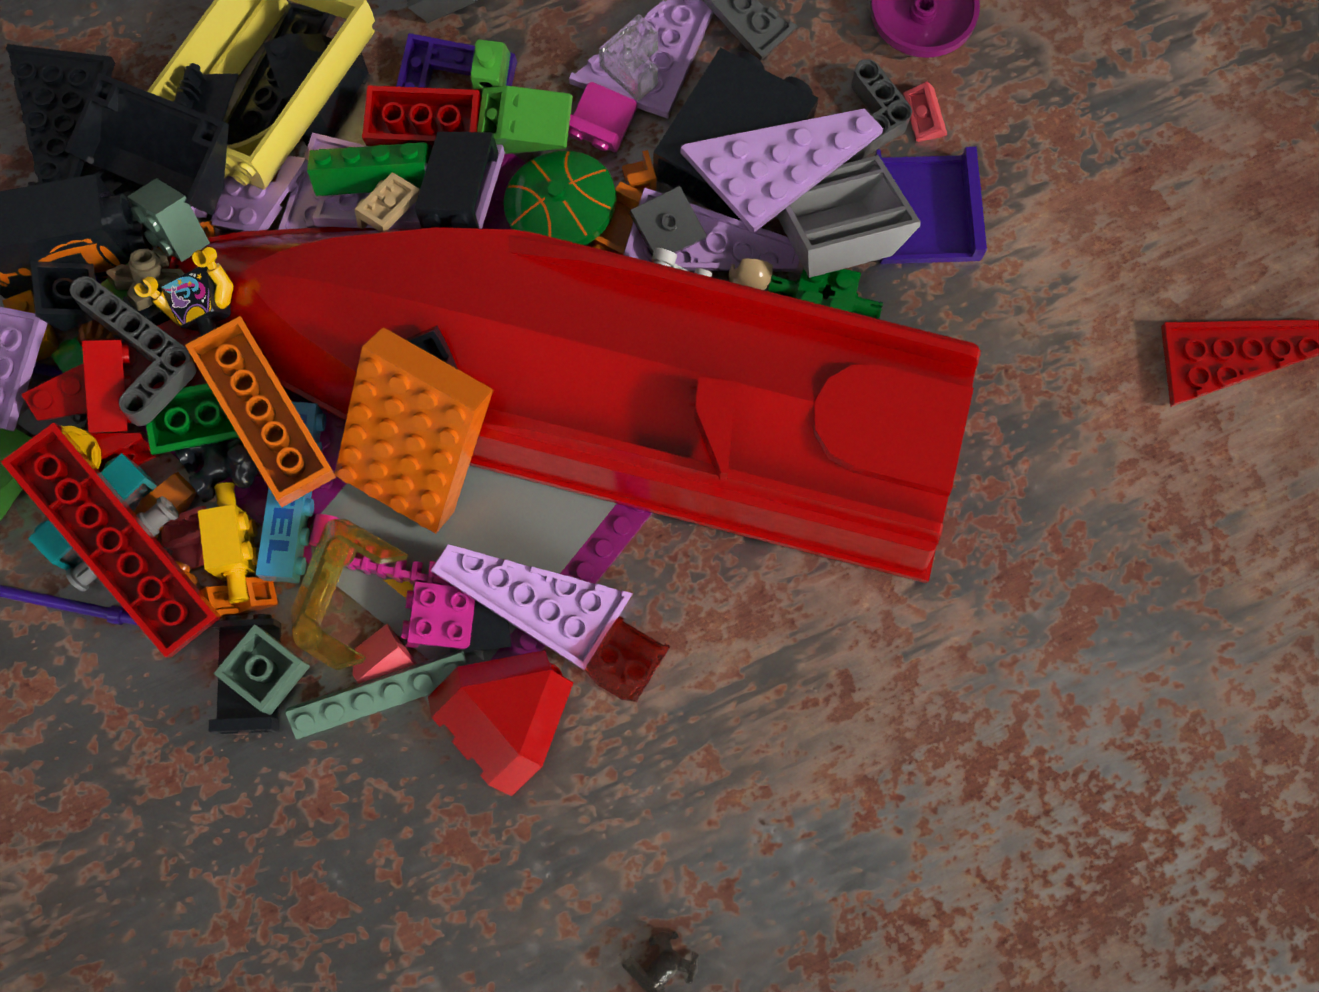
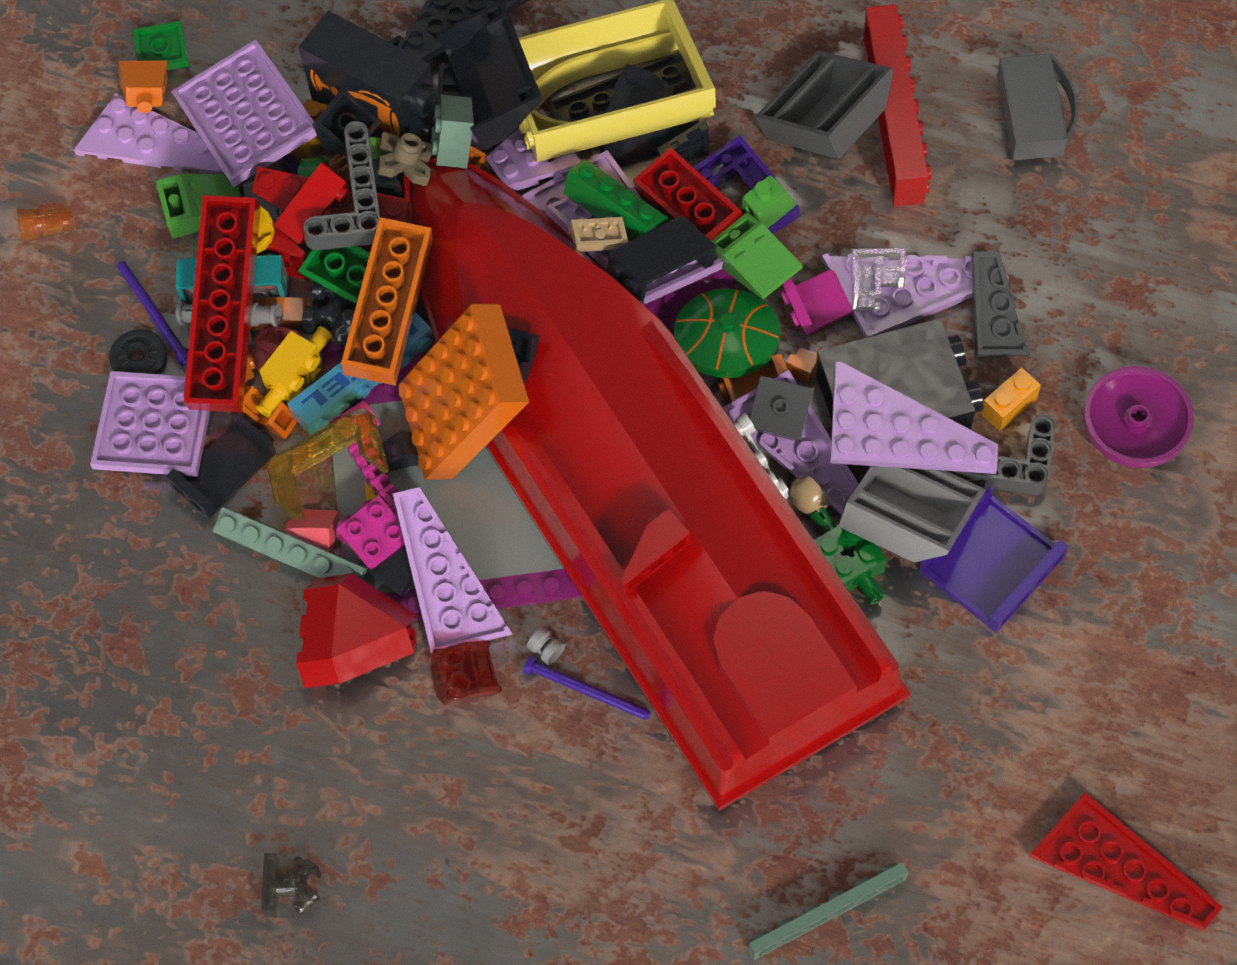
camera: 50 degrees right, 10 degrees down
(53, 643) = (136, 340): none -> black wheel
(146, 703) = (148, 426): none -> lavender plate
(196, 298) = (418, 194): torso -> none
(206, 92) = (558, 67): black hinge -> none
(262, 670) = (234, 467): sand green brick -> none
(375, 72) = (689, 144): none -> black wing
(391, 526) = (400, 451): none -> black slope
(661, 578) = (546, 645): none -> light grey wheel
(686, 599) = (533, 666): none -> dark purple bar
(821, 69) = (1010, 399): none -> light orange brick
(926, 113) = (1065, 494): coral slope -> none
(1078, 593) = (817, 915): none -> sand green plate

